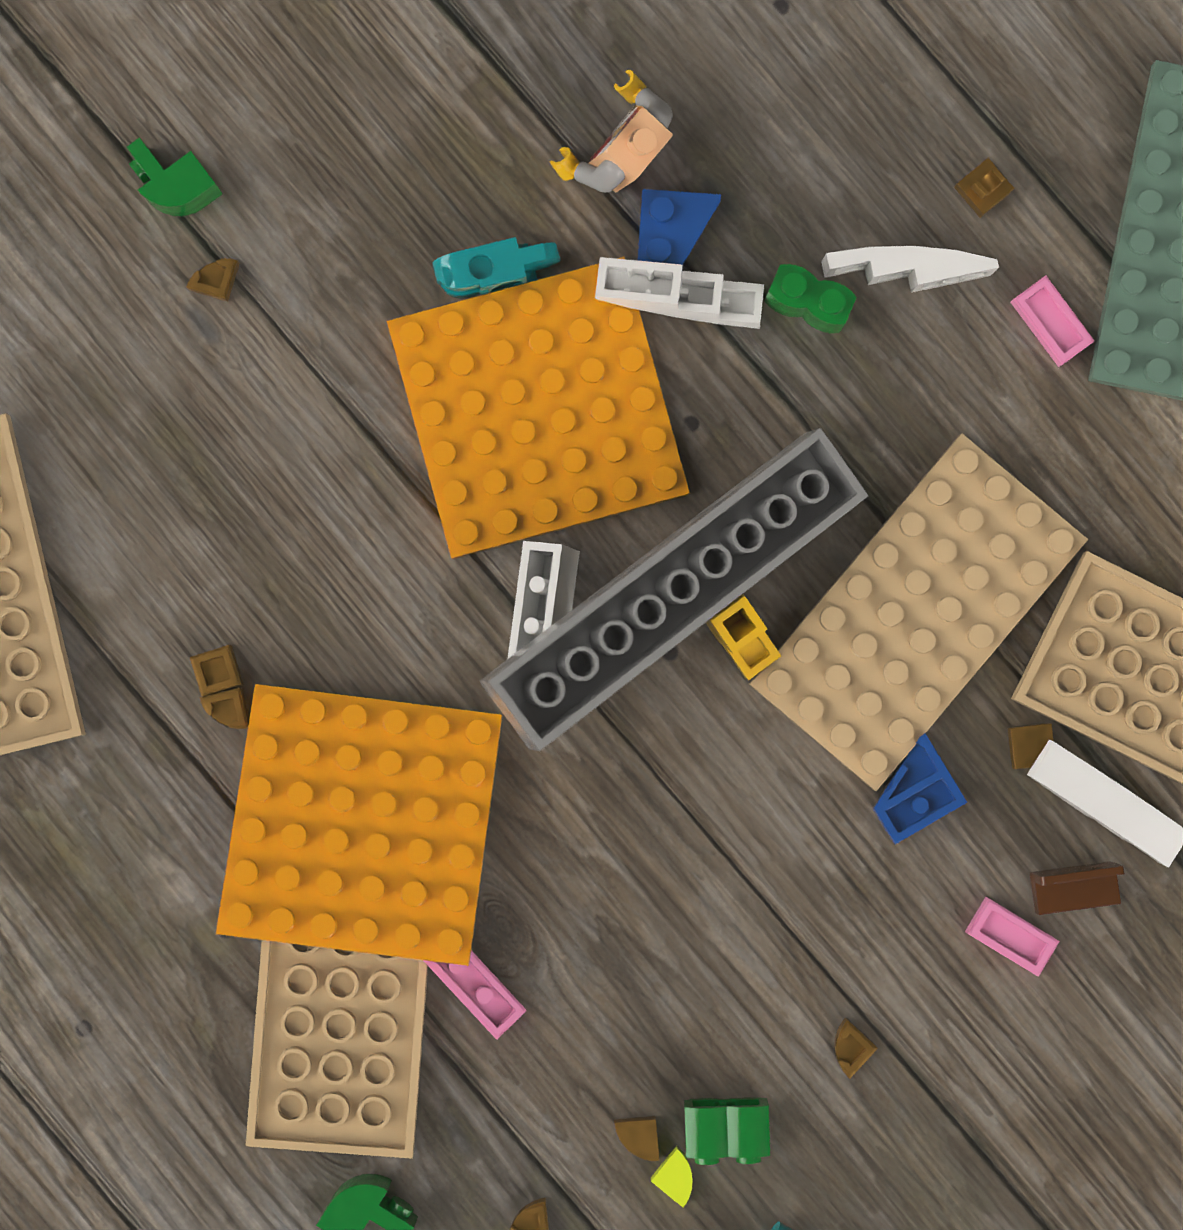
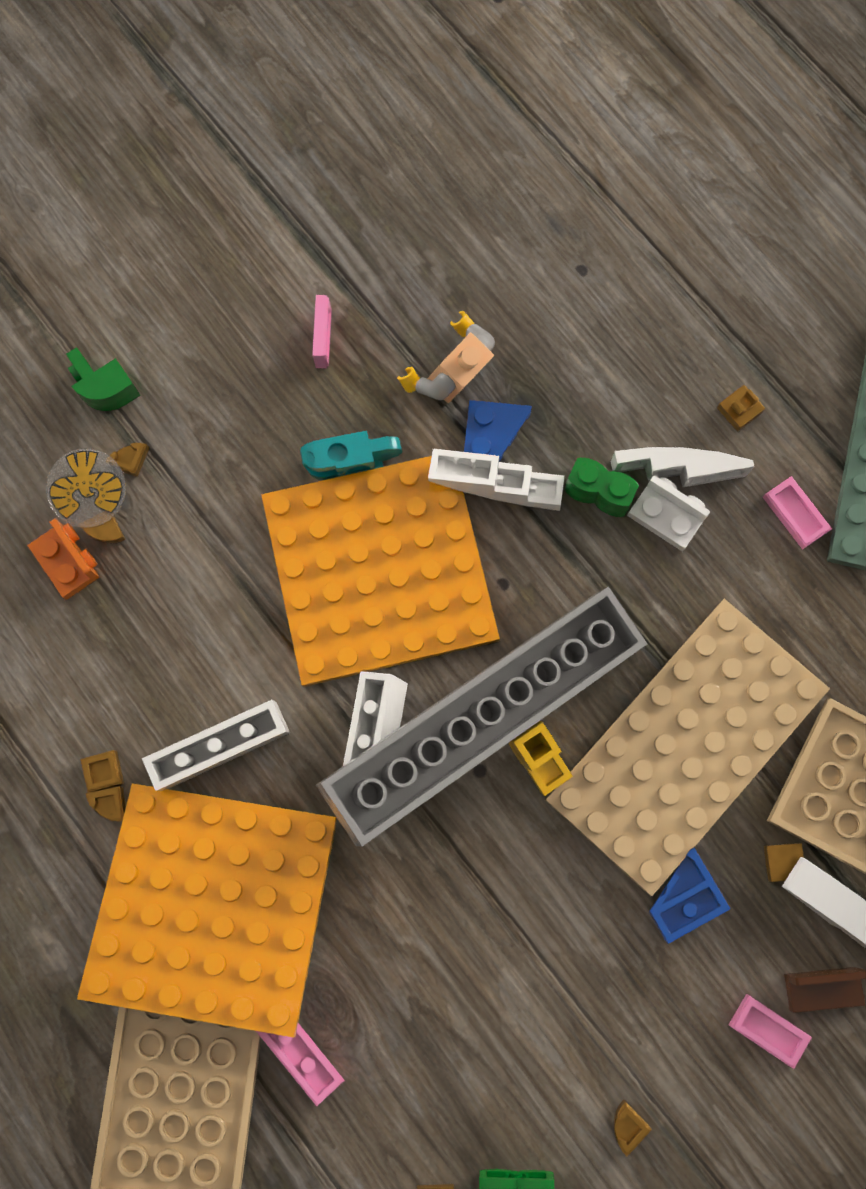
camera: 10 degrees right, 10 degrees down
(145, 412) = (63, 559): none -> orange bracket
(166, 320) = (86, 488): none -> shield
(191, 370) = (106, 532): none -> pearl gold tile
(354, 636) = (215, 746): none -> white brick
(451, 103) = (322, 330): none -> bright pink tile
(894, 327) = (669, 512): none -> white bracket

